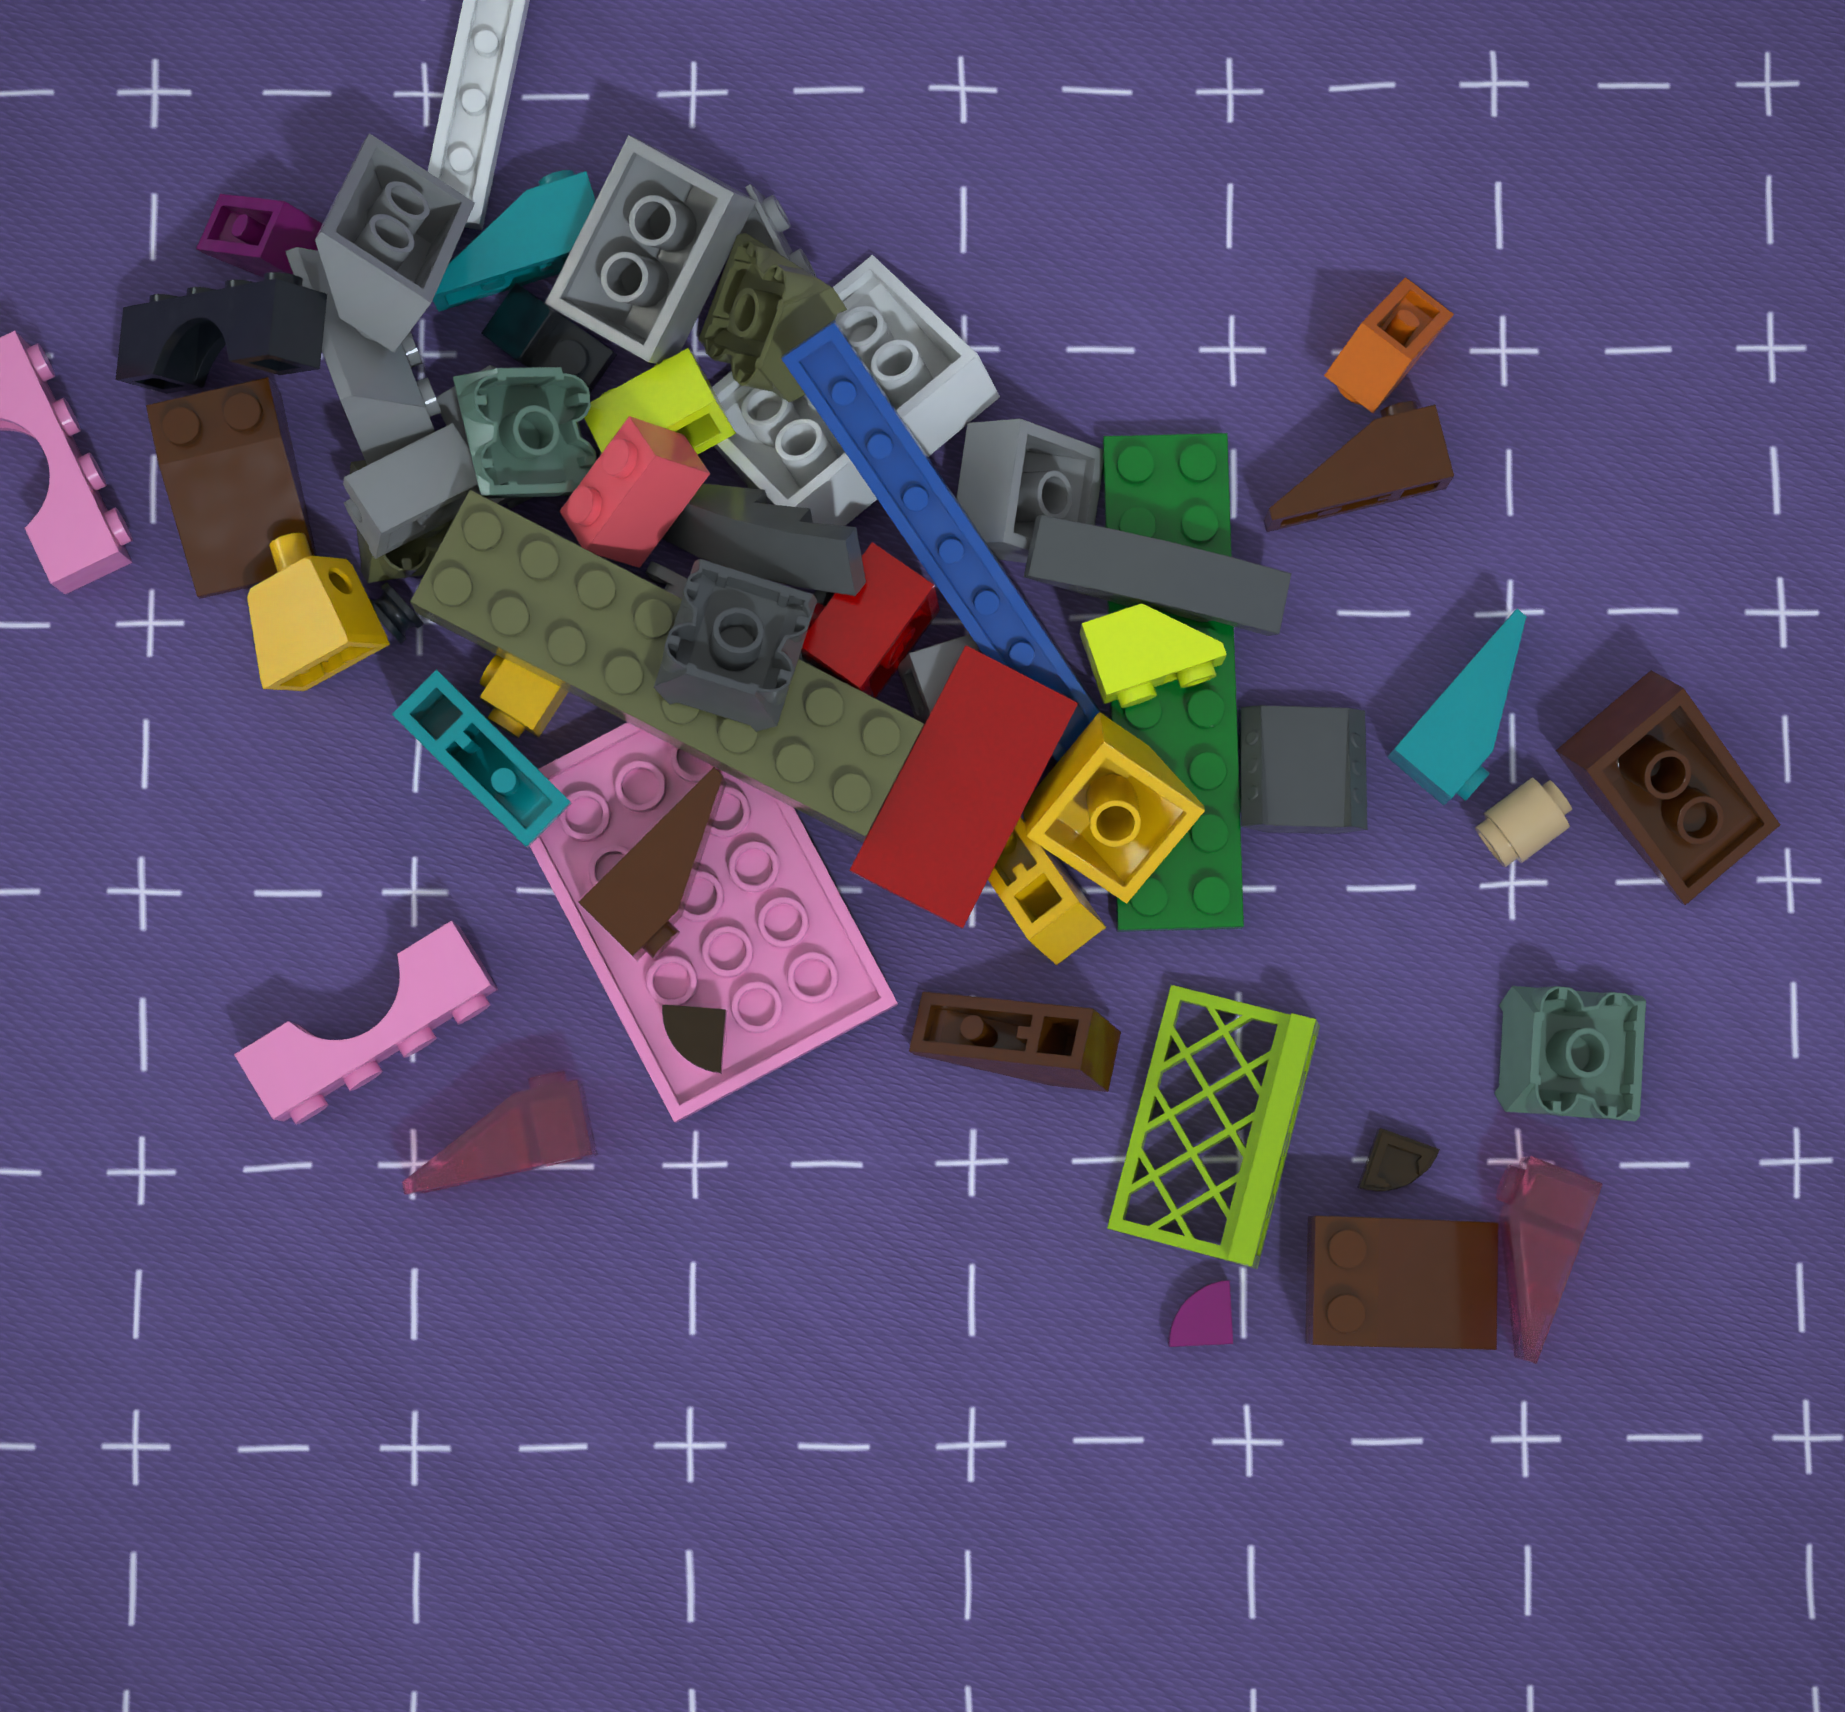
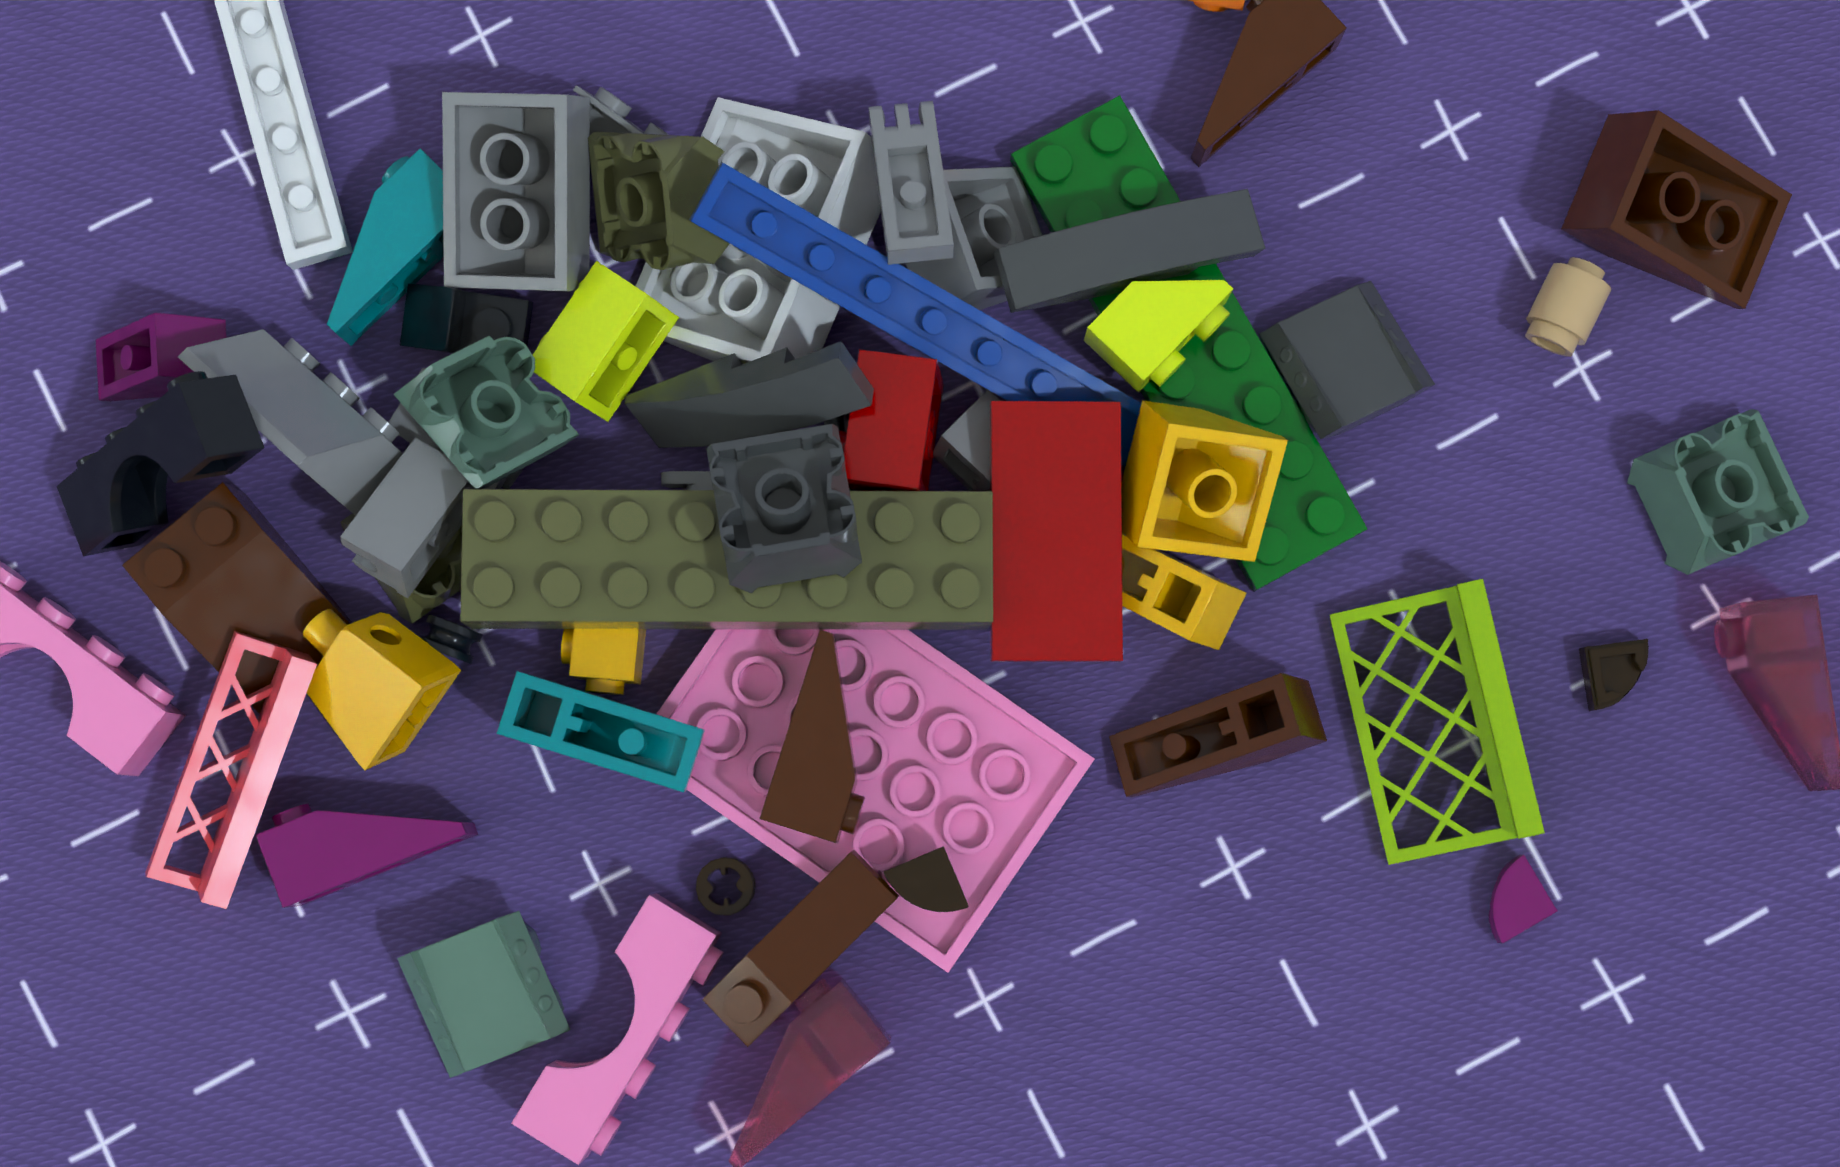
camera: 25 degrees left, 0 degrees up
(166, 645) = (255, 776): none -> coral fence
(201, 745) = (332, 850): none -> magenta slope
(267, 934) = (485, 993): none -> sand green slope
(389, 242) = (269, 301): light grey slope -> none
(504, 943) = (706, 887): none -> dark brown bush
(557, 1033) = (800, 948): none -> reddish brown slope
(634, 492) = (615, 415): coral brick -> none
(991, 422) = (911, 185): none -> light grey hinge
(1401, 1283) = (1675, 779): reddish brown slope -> none
(1462, 725) = (1467, 242): teal slope -> none

